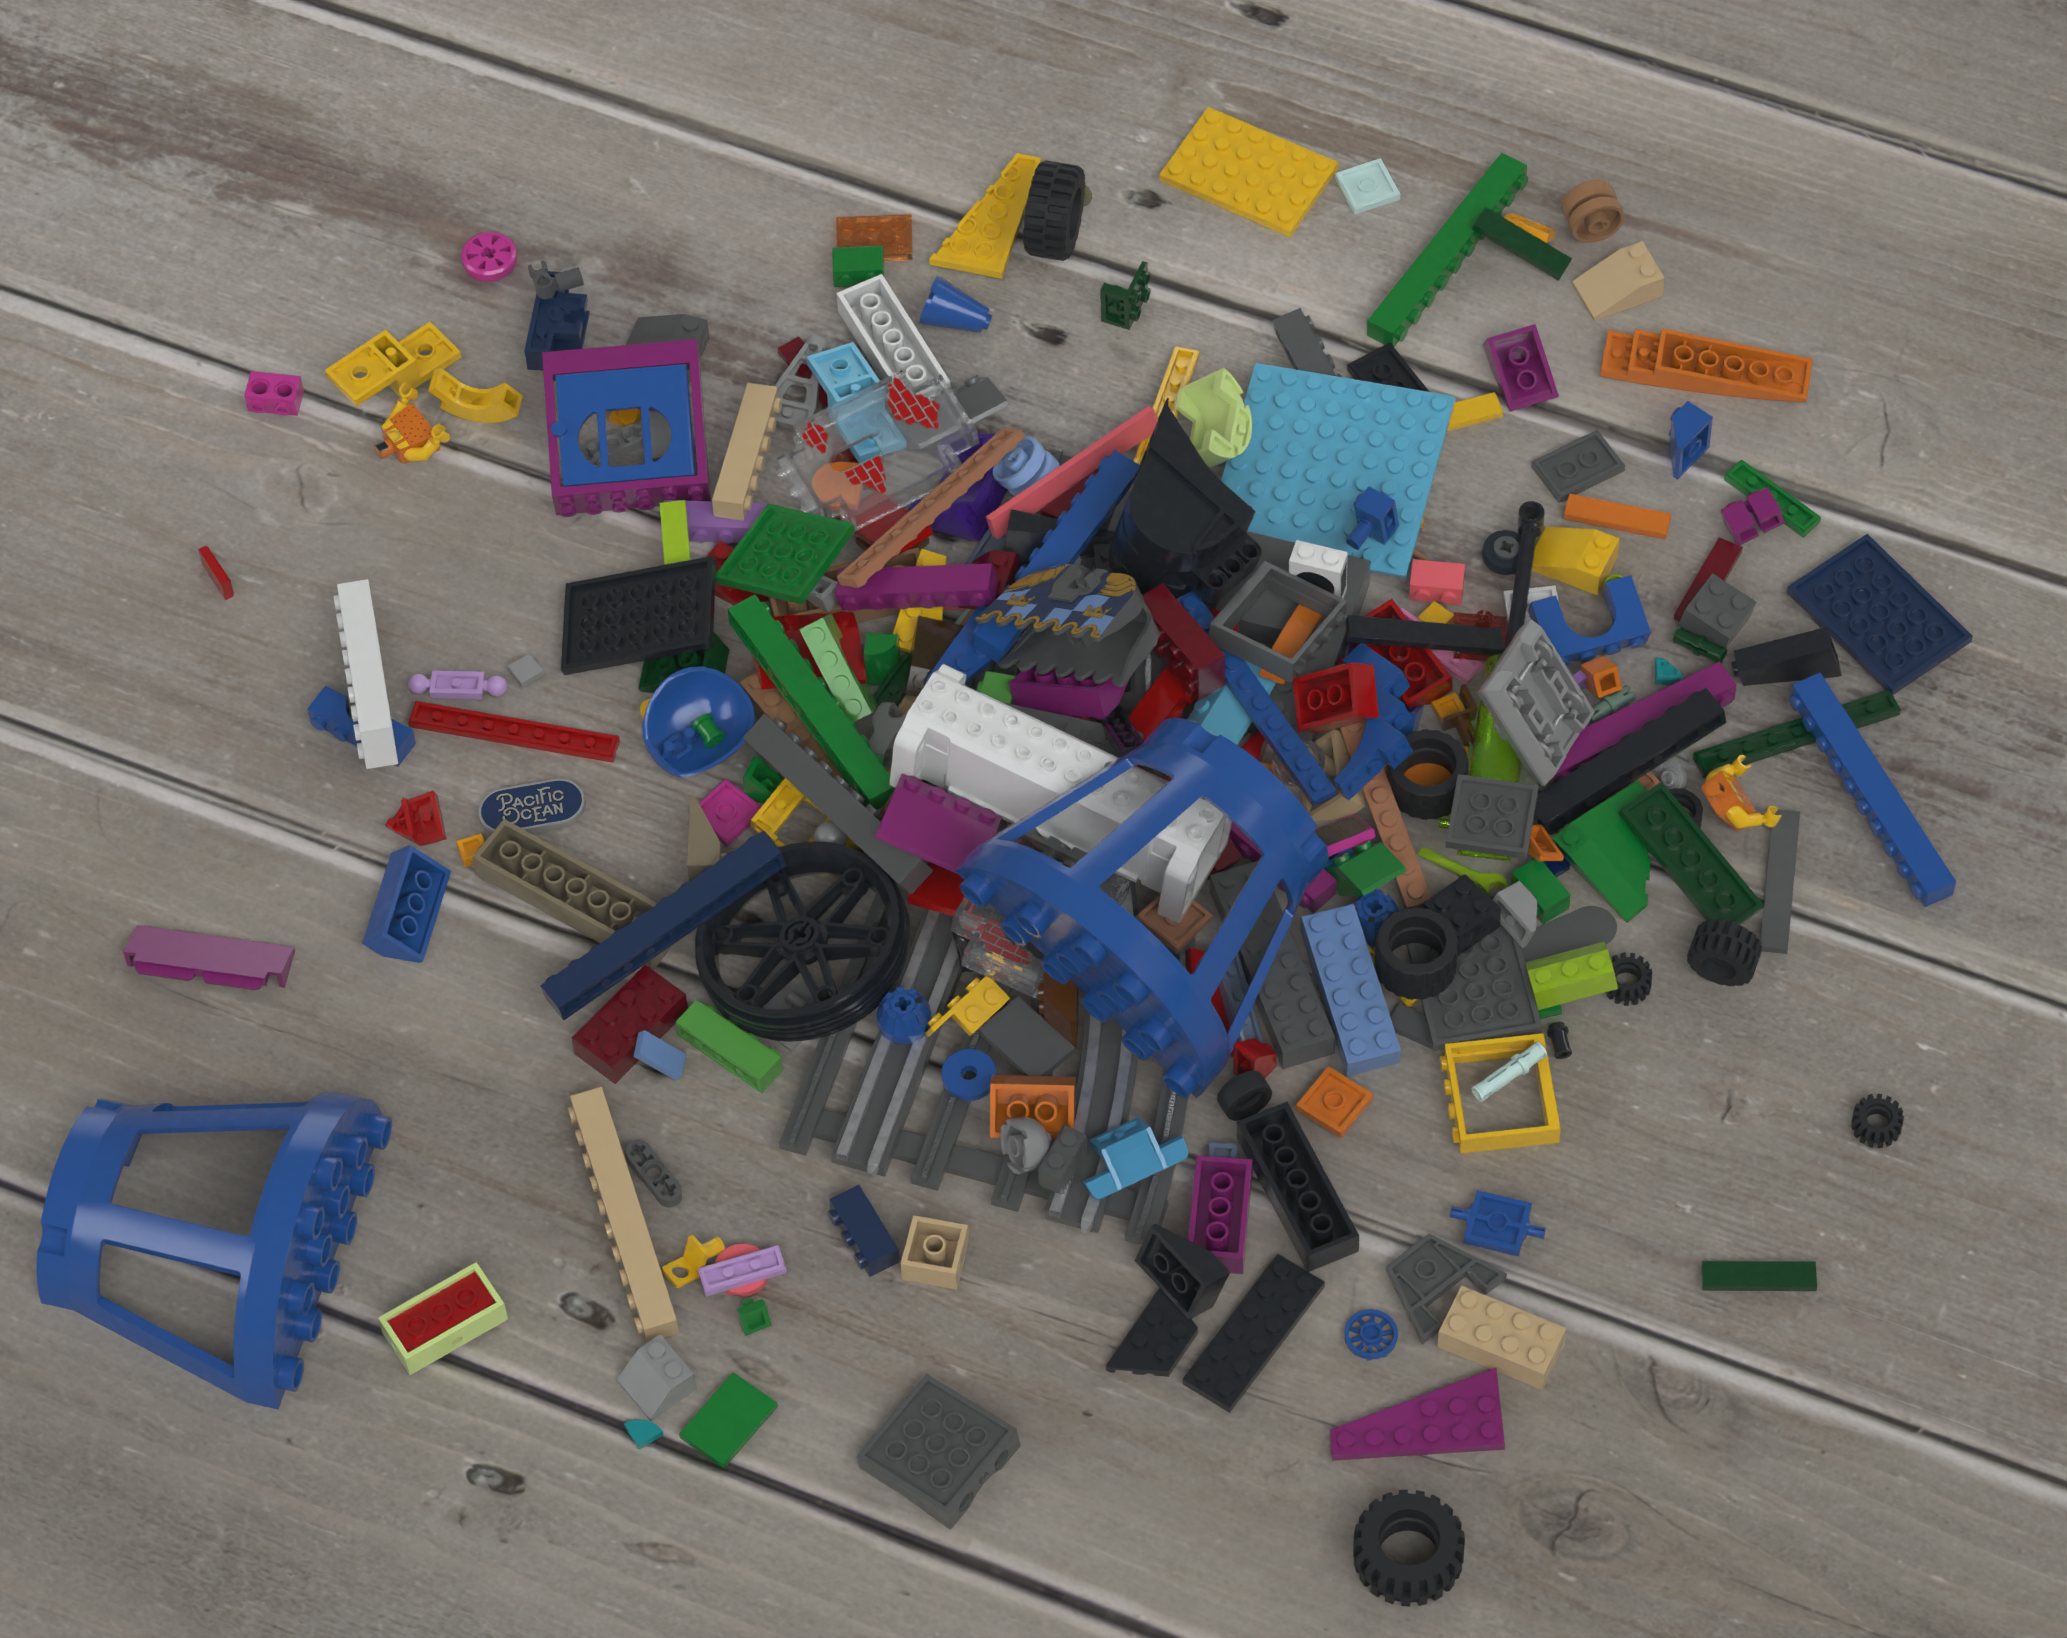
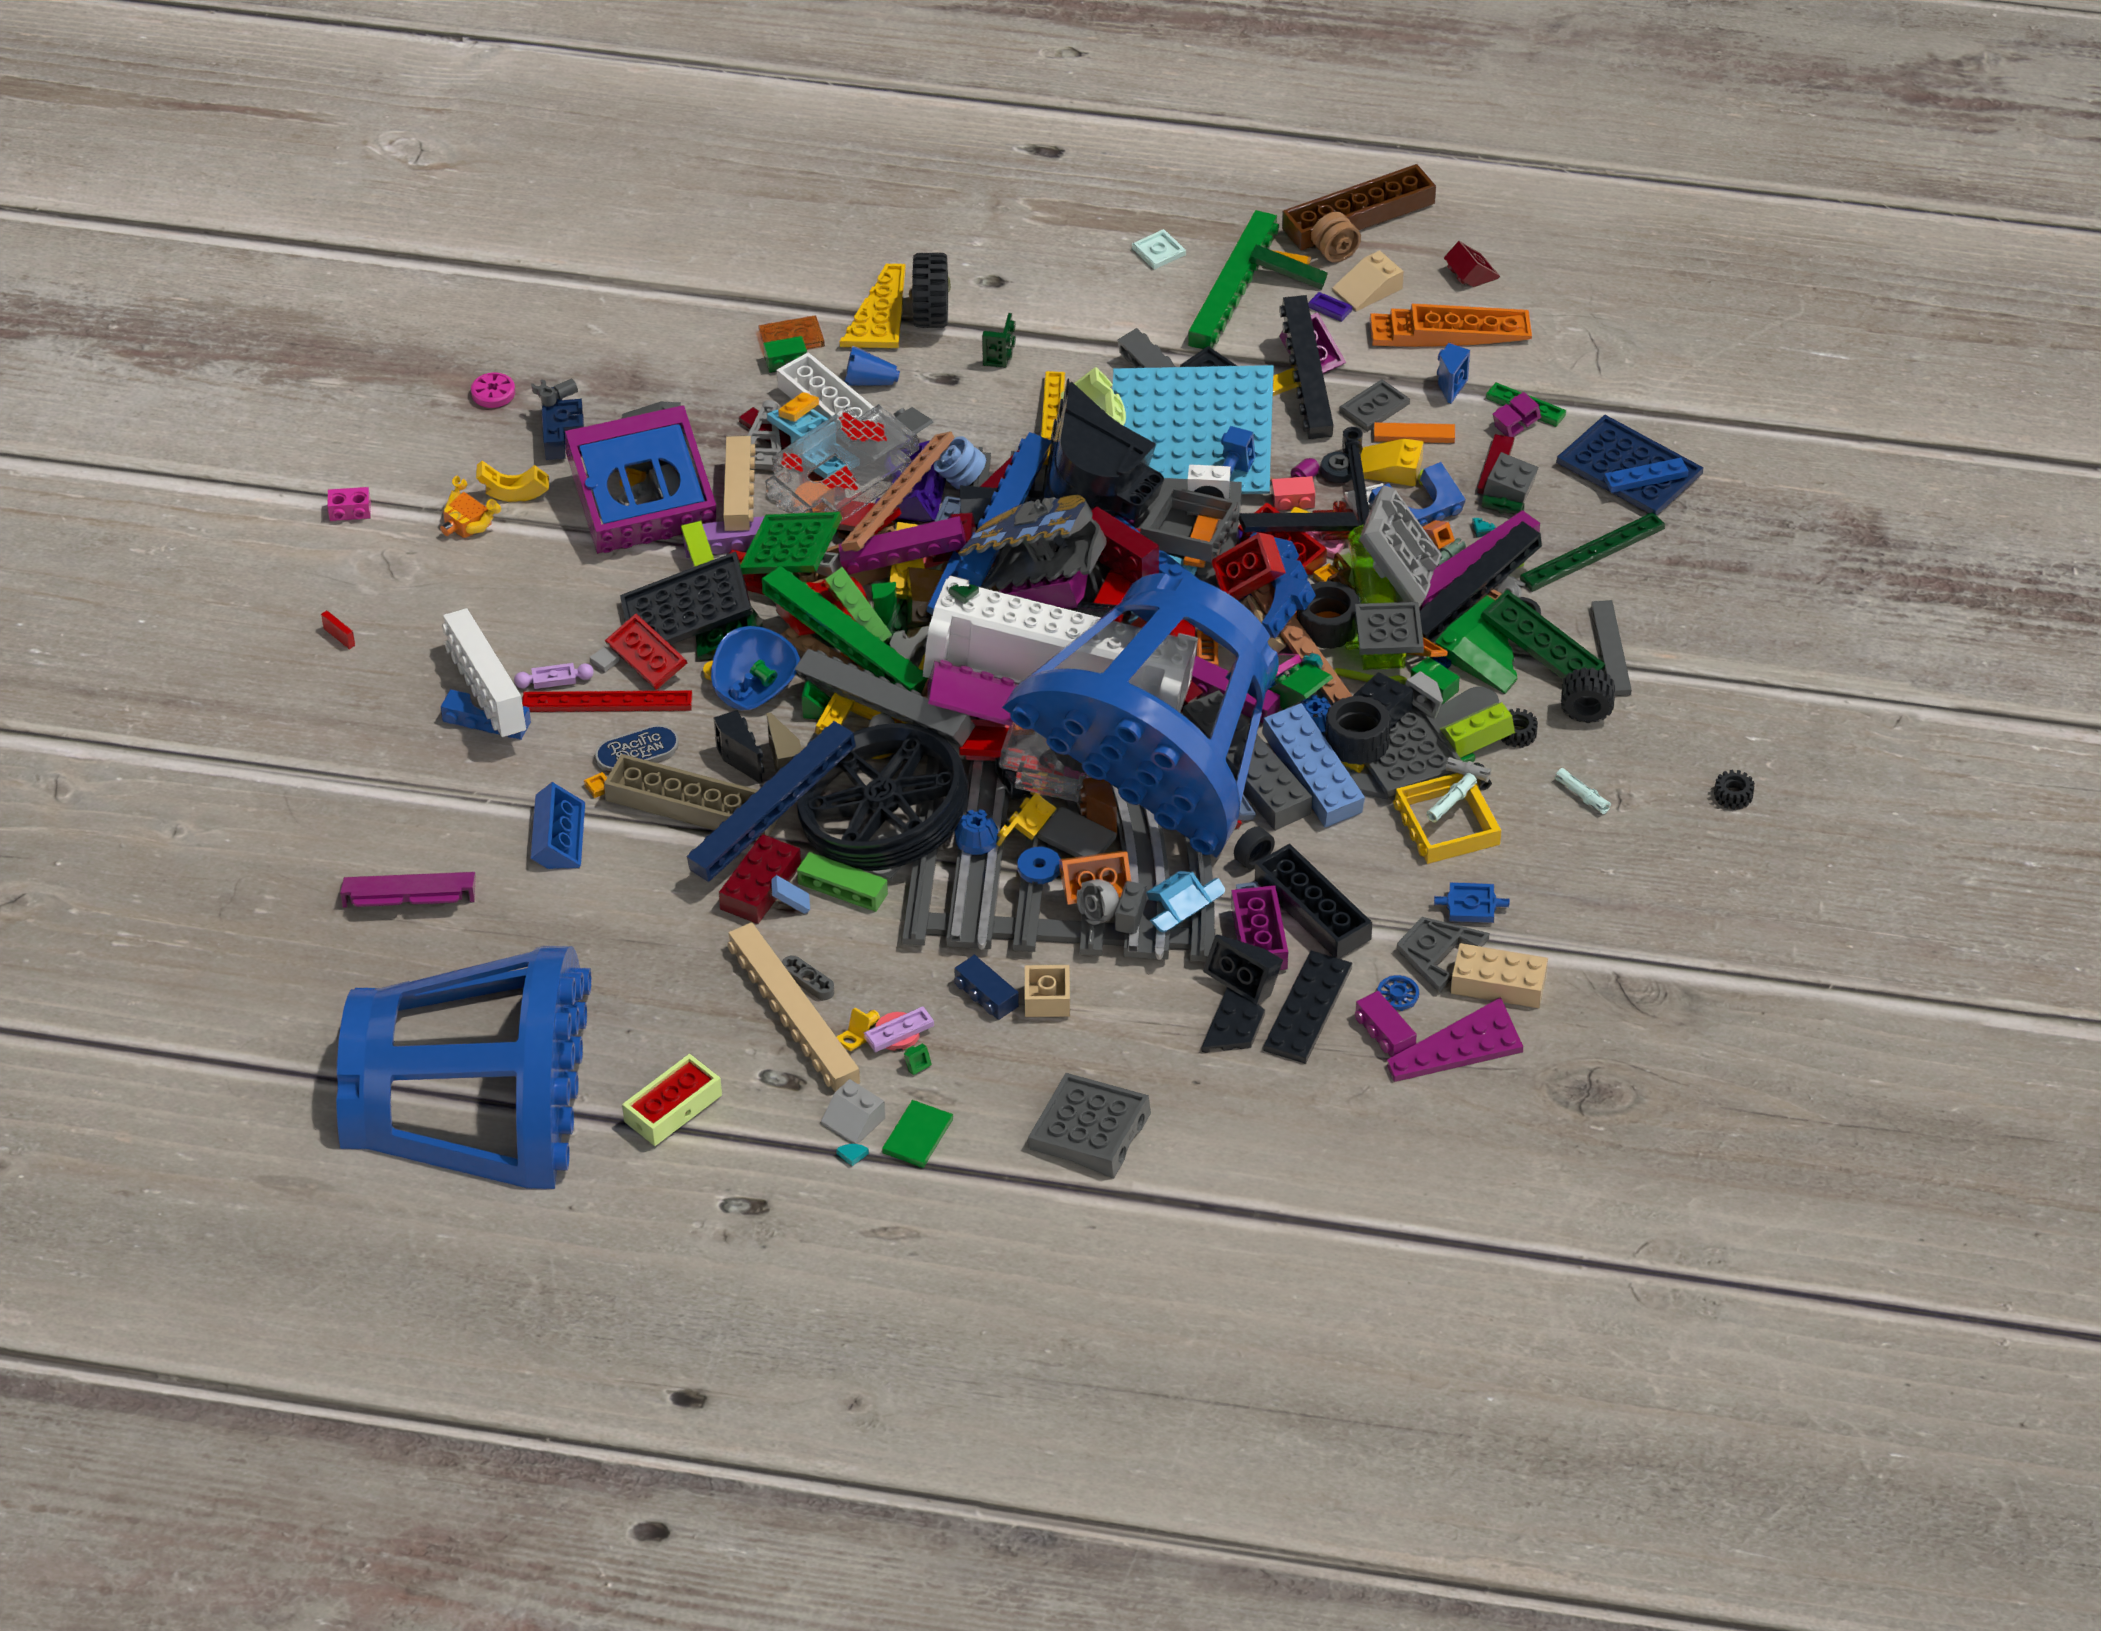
camera: 15 degrees left, 10 degrees down
(392, 363) = (438, 467): yellow bracket -> none
(419, 820) = (549, 769): red slope -> none
(574, 673) = (646, 651): none -> red tile
(651, 828) = (738, 745): none -> black slope
(729, 811) = (798, 723): dark pink tile -> none
(847, 354) = (798, 406): none -> light orange plate
(948, 698) = (963, 593): none -> dark green tile
(1074, 470) = (997, 456): coral tile -> none
(1249, 171) = (1066, 252): yellow plate -> none
(1253, 1056) = (1250, 818): red slope -> none
(1334, 1102) = (1323, 843): orange plate -> none
(1339, 1379) = (1384, 1024): none -> magenta brick
(1389, 840) = (1313, 659): none -> teal tile
(1416, 1514) = (1477, 1102): black tyre -> none
(1461, 550) = (1305, 468): none -> magenta brick
(1501, 402) = (1307, 367): none -> black brick
(1541, 1034) = (1468, 767): none -> light grey pin
(1561, 309) = (1330, 306): none -> dark purple tile
(1642, 165) = (1363, 203): none -> reddish brown brick
(1690, 1095) = (1589, 795): none -> light aqua pin
(1730, 799) = (1562, 600): torso -> none
(1757, 279) = (1470, 265): none -> dark red slope
(1759, 1276) = (1678, 905): dark green tile -> none
(1788, 659) = (1573, 502): black slope -> none
(1872, 790) = (1662, 576): blue brick -> none
(1894, 635) = (1646, 475): none -> blue plate

